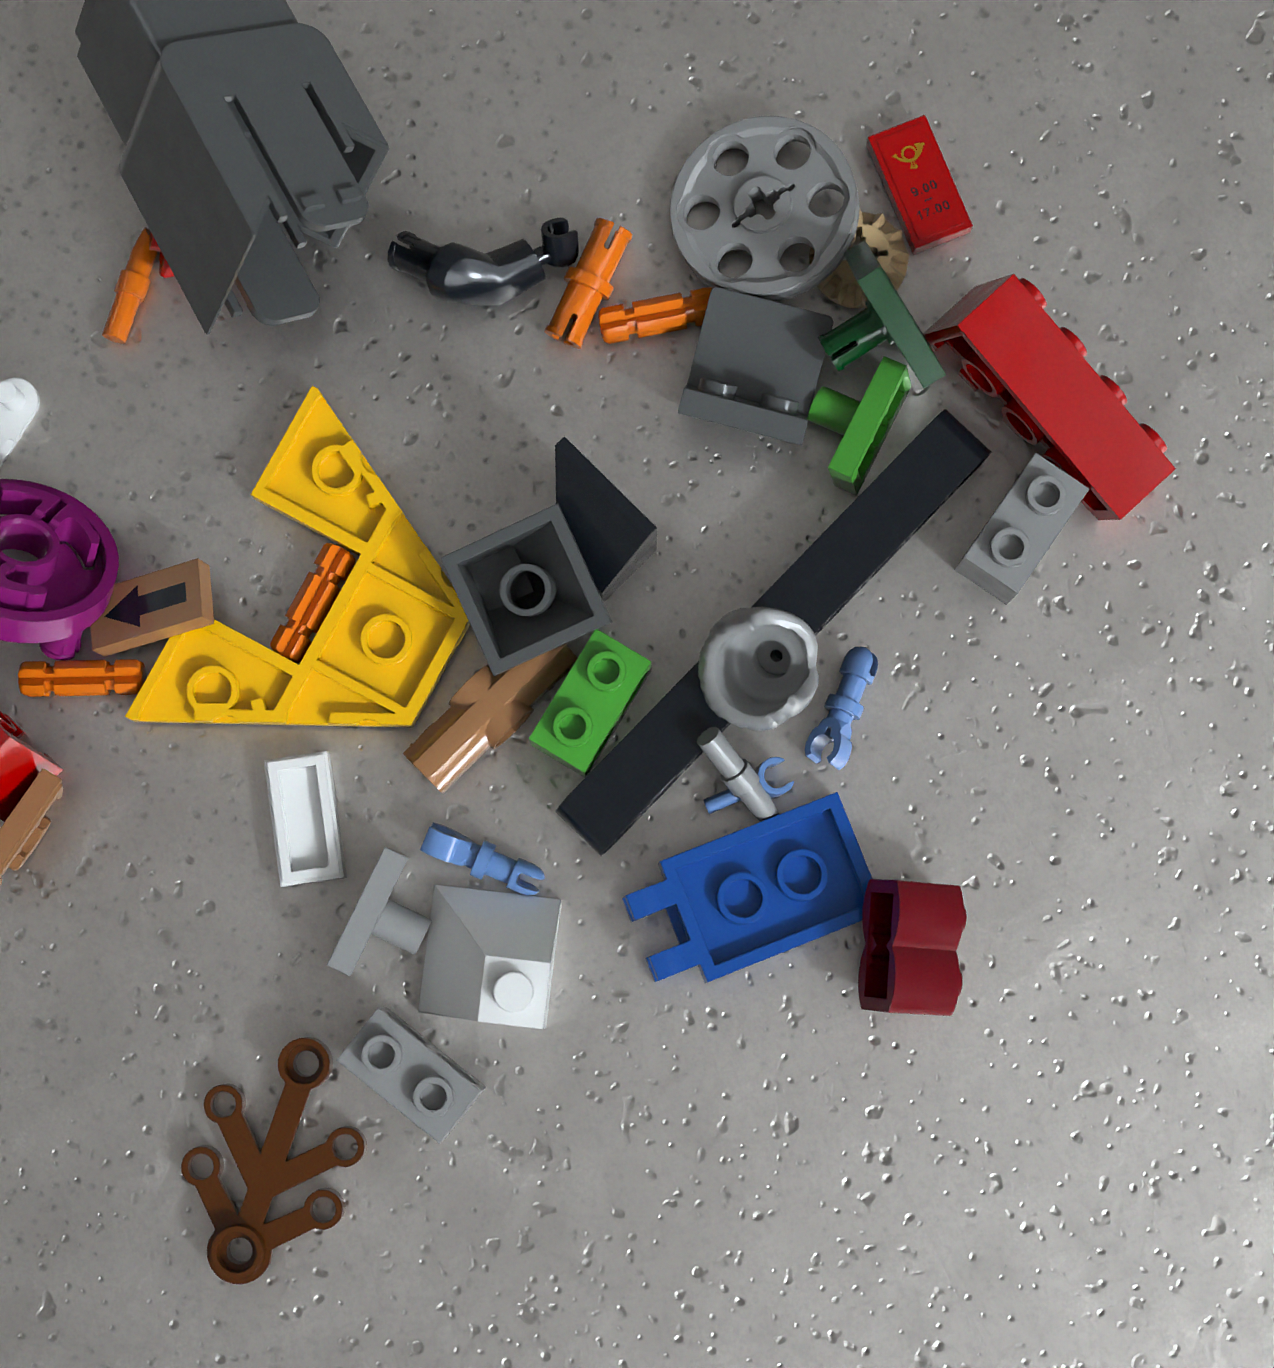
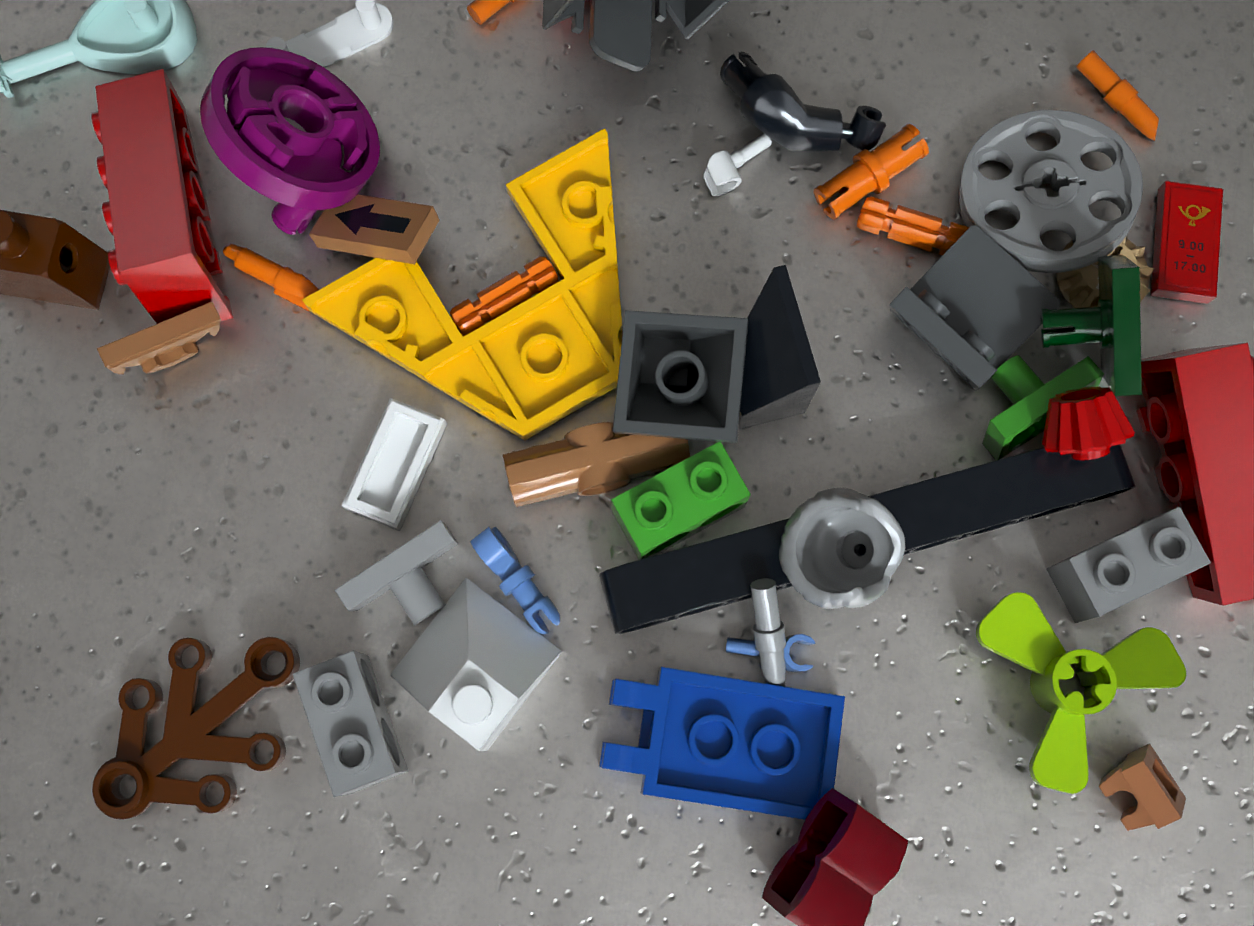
camera: 30 degrees right, 5 degrees down
(81, 677) = (288, 251): orange axle -> none
(96, 708) = (285, 281): none -> orange piece
(446, 362) = (721, 170): none -> white hand
(780, 70) = (1119, 94): none -> orange piece
(857, 670) = (890, 628): medium blue piece -> none
(913, 425) = (1085, 423): none -> red piece
(963, 647) = (1023, 635): none -> lime piece
(1146, 714) = (1152, 785): none -> nougat tile

